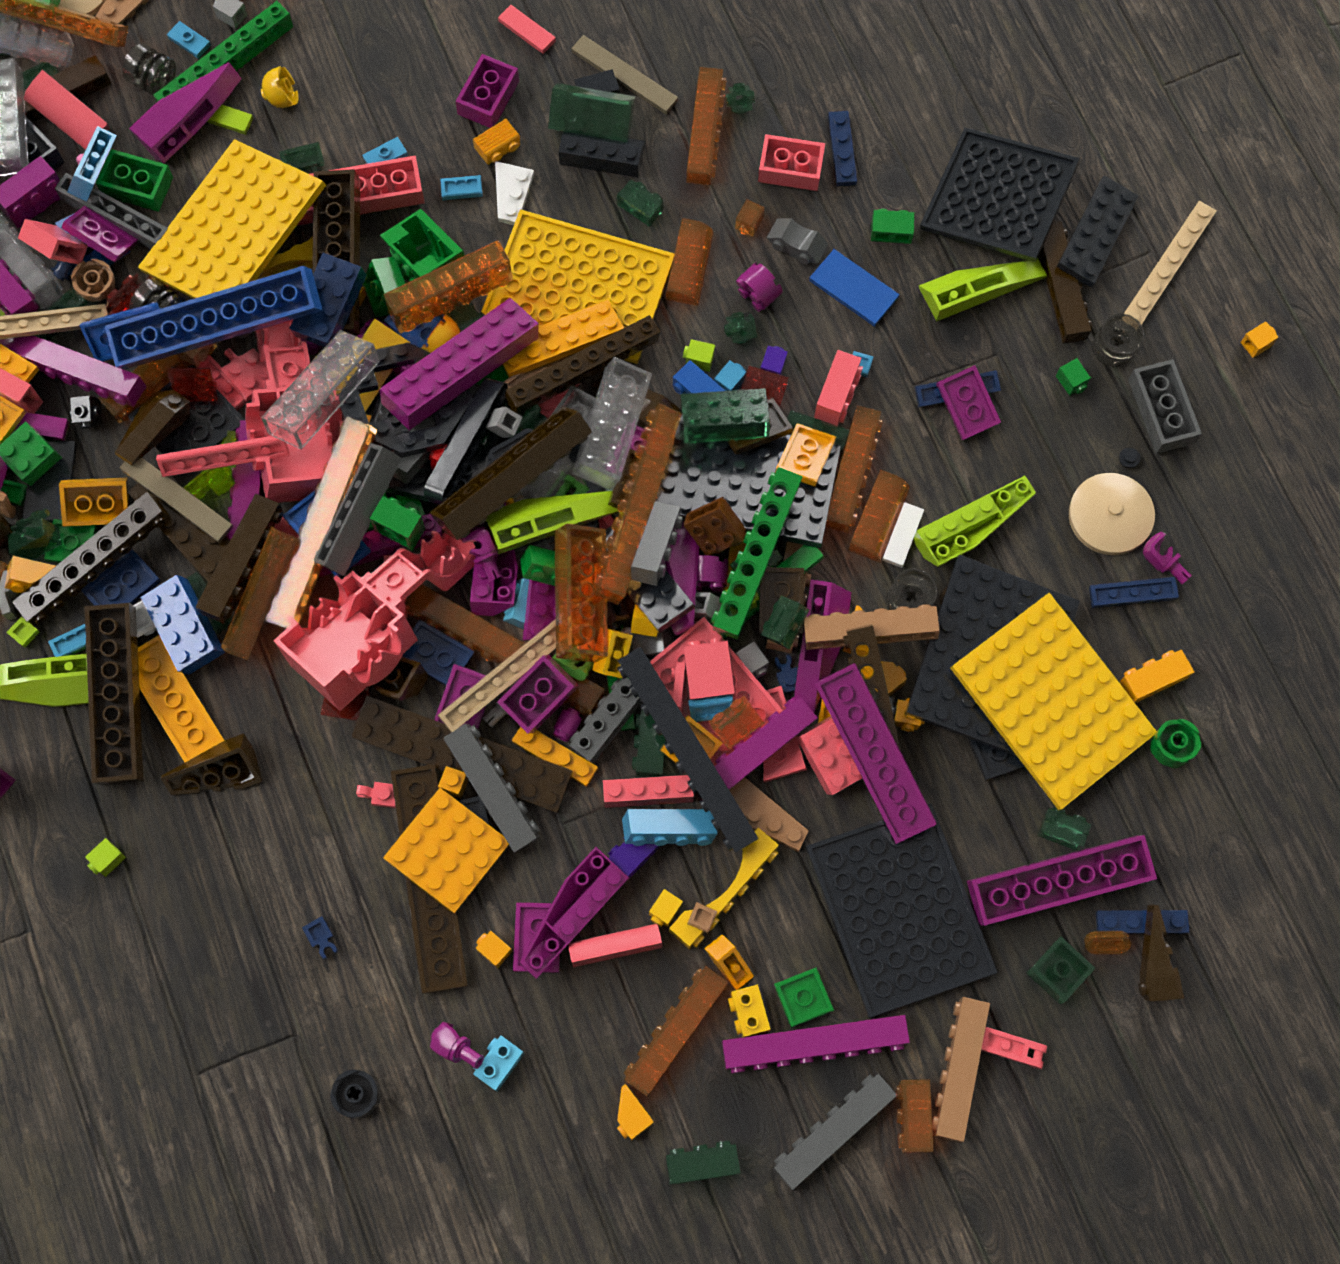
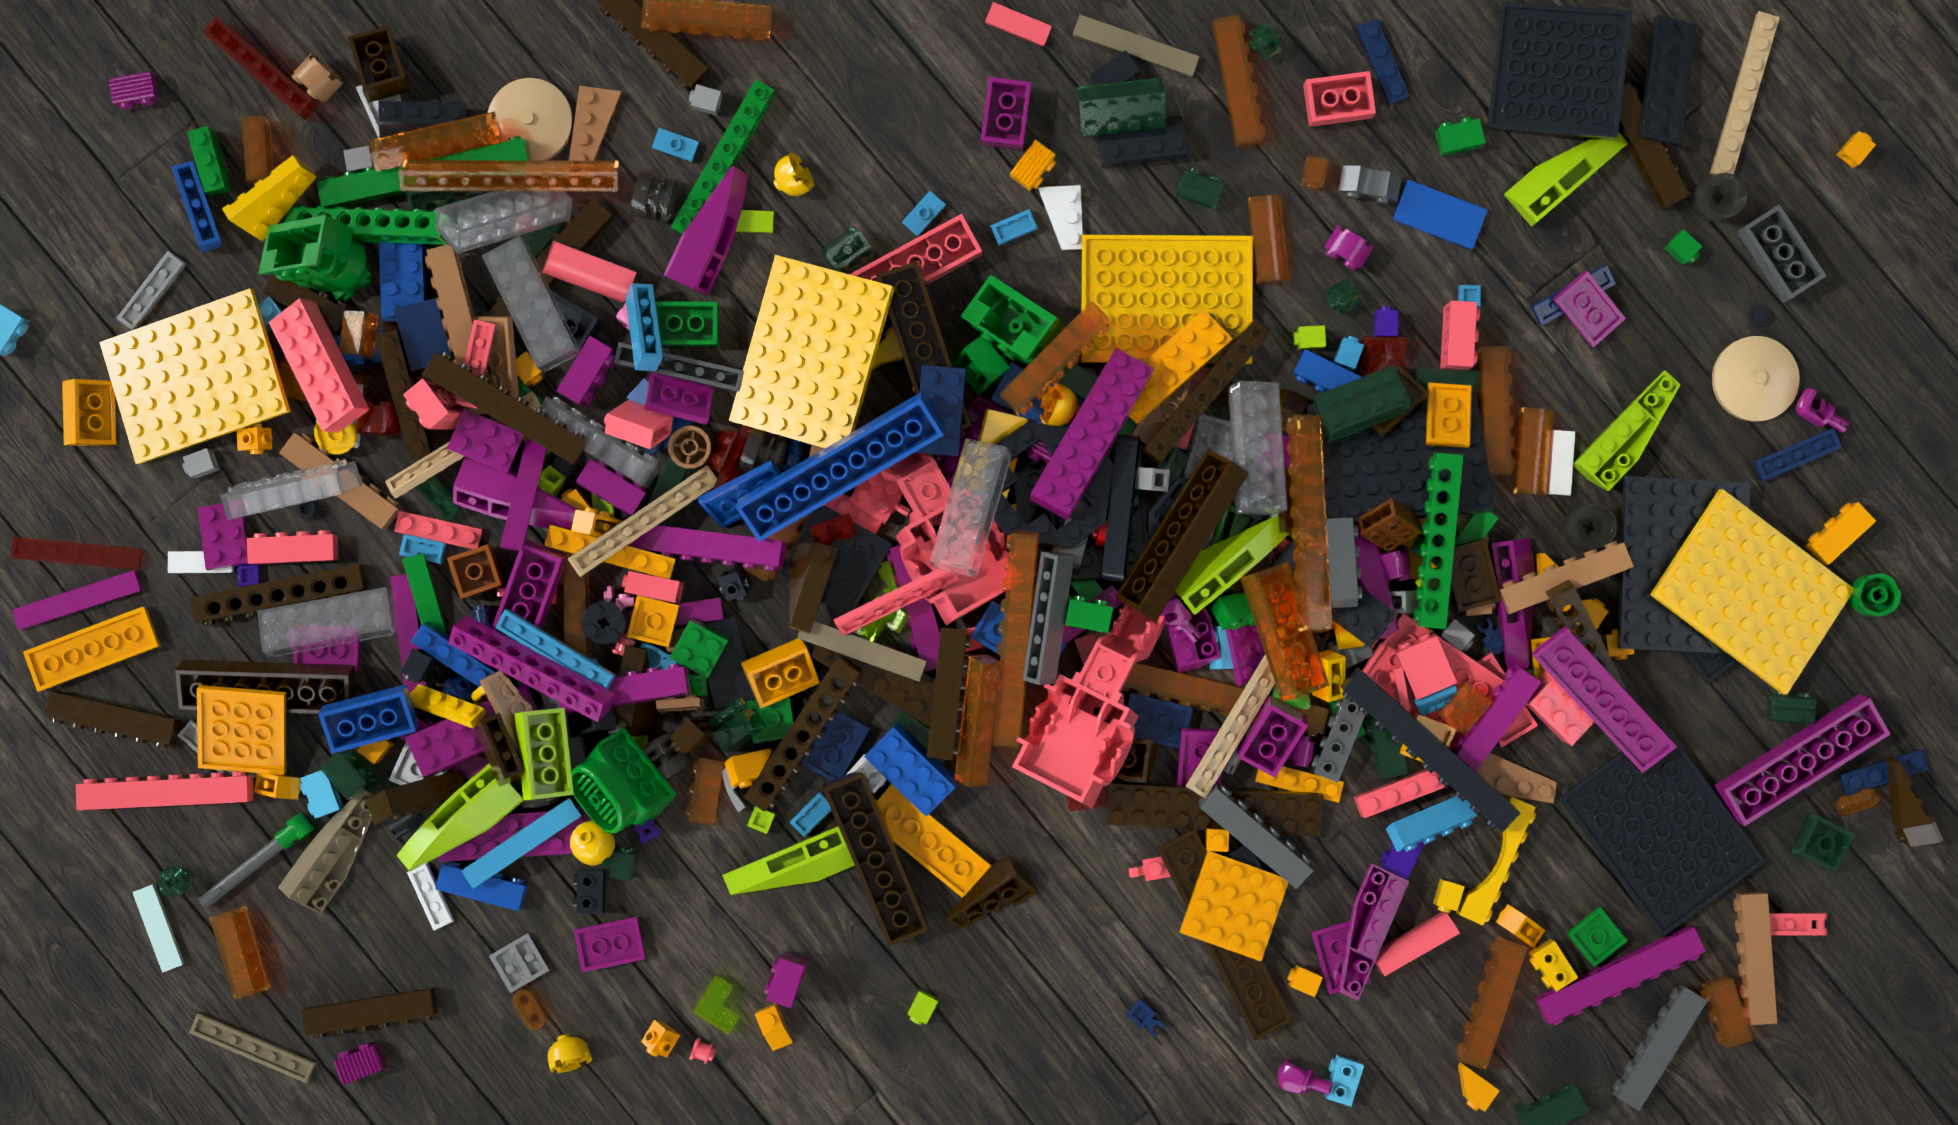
camera: 10 degrees left, 15 degrees up
(702, 917) = (1487, 897): medium nougat tile -> none
(784, 622) = (1483, 599): clear green brick -> none

